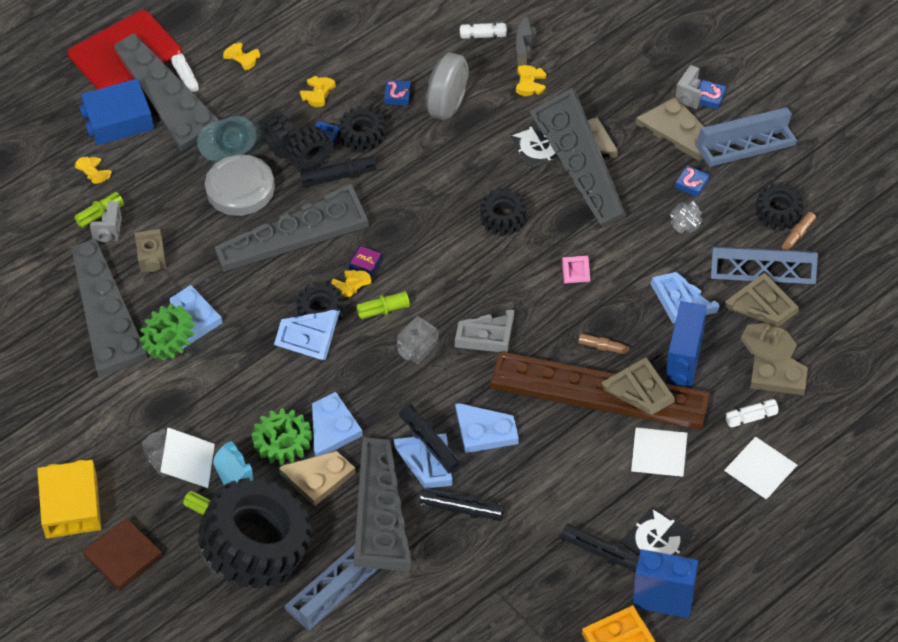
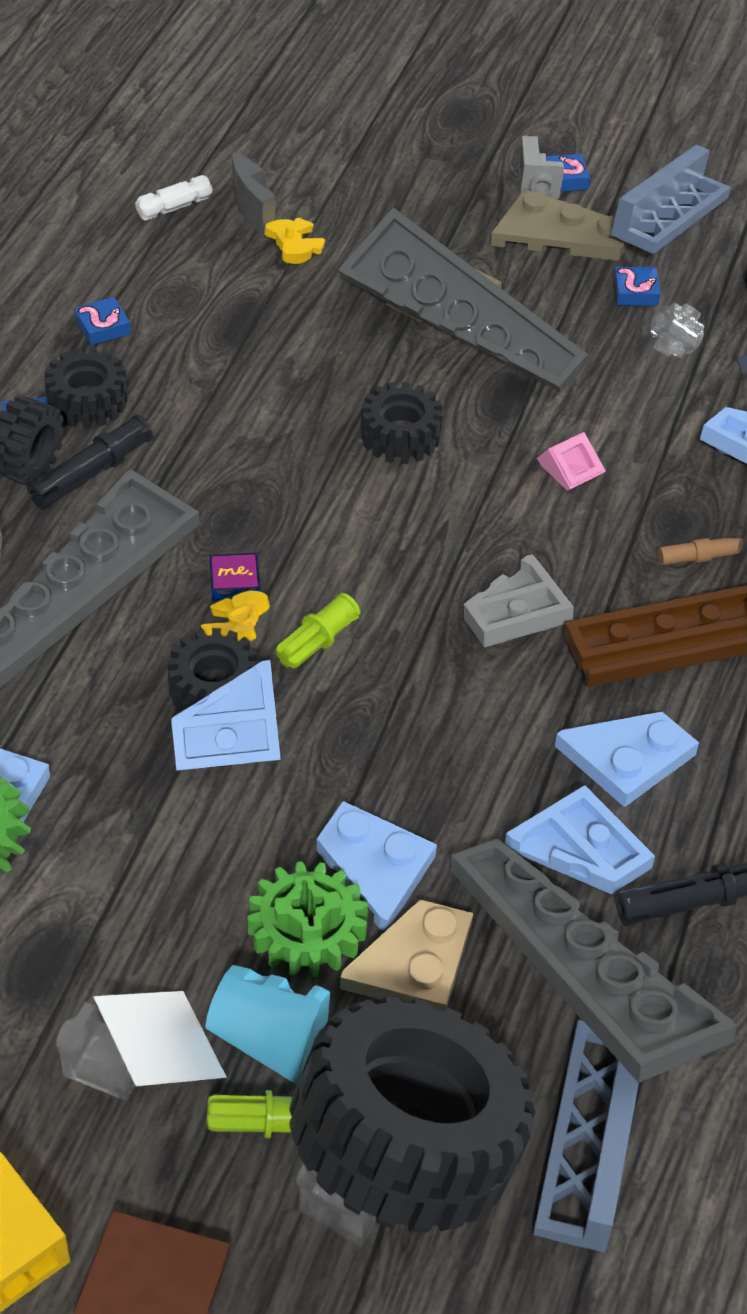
camera: 35 degrees left, 5 degrees down
(417, 340) = (418, 670): clear brick -> none
(423, 430) = (575, 802): black pin -> none
(447, 86) = (190, 275): light grey piece -> none
(533, 146) = (368, 320): sticker -> none

